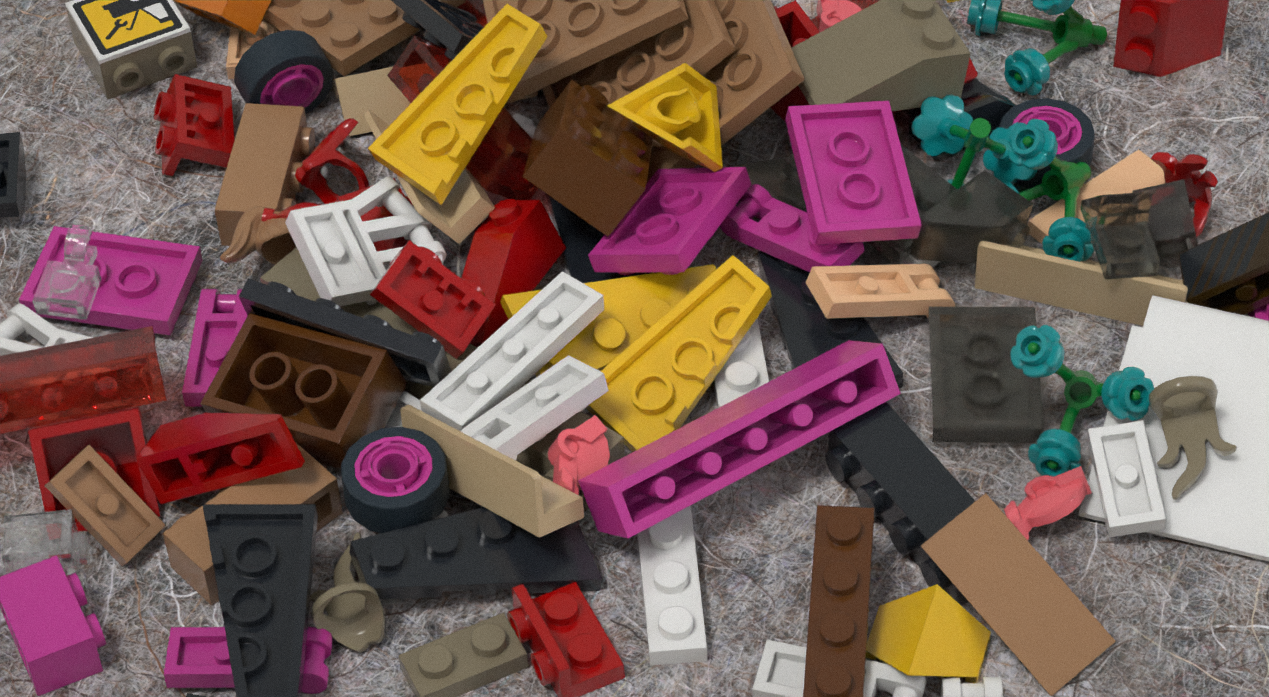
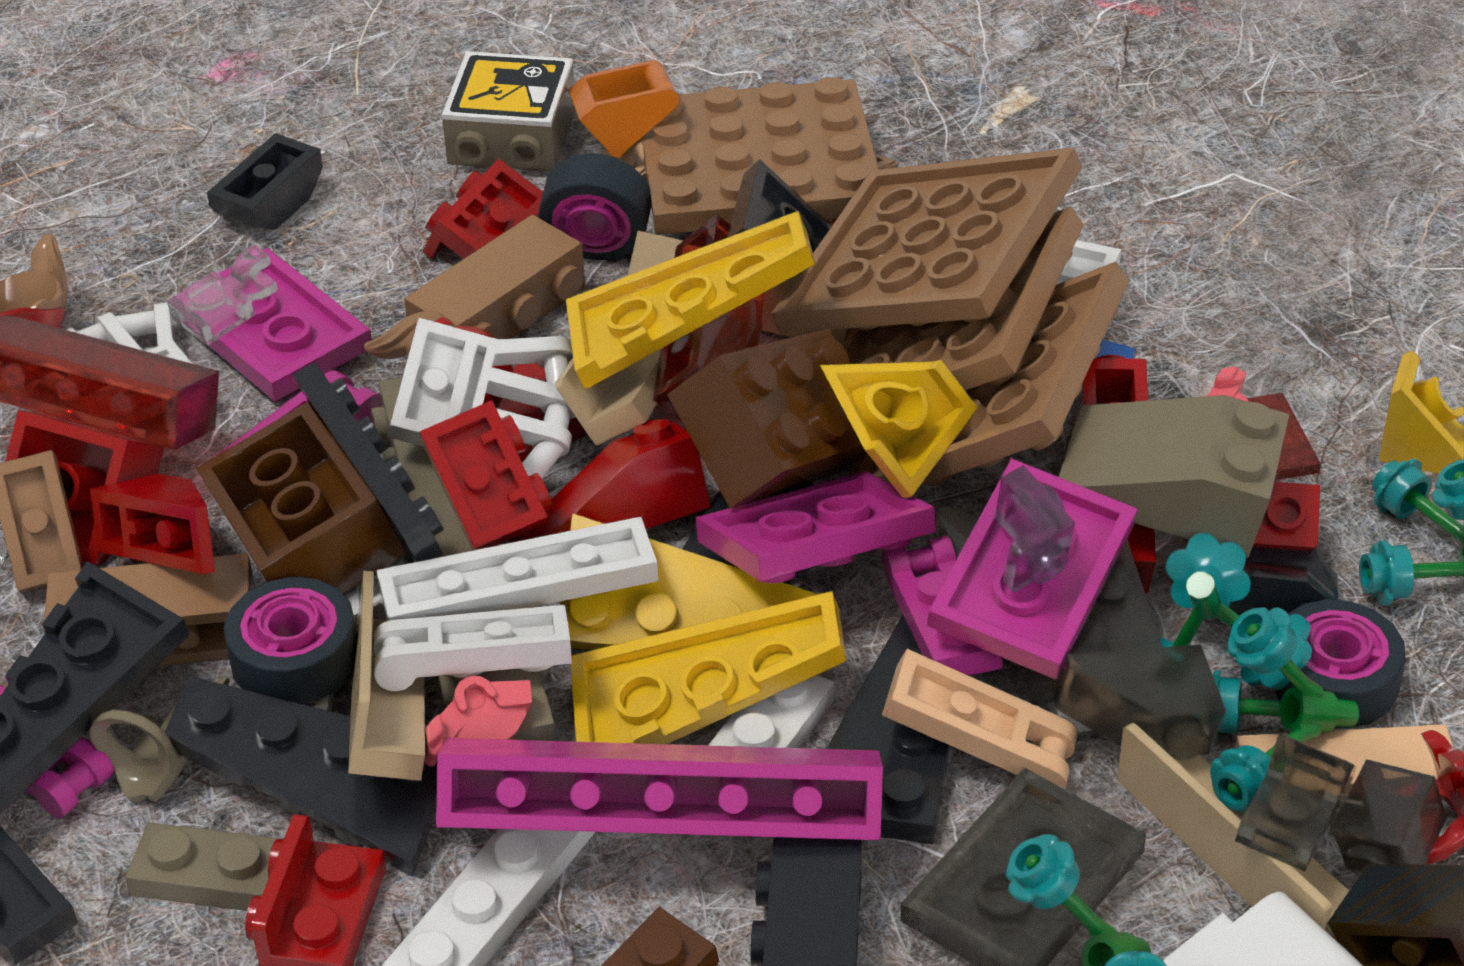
camera: 35 degrees right, 5 degrees down
(326, 152) = (537, 304): red piece -> none
(851, 141) = (1037, 524): none -> clear purple bracket

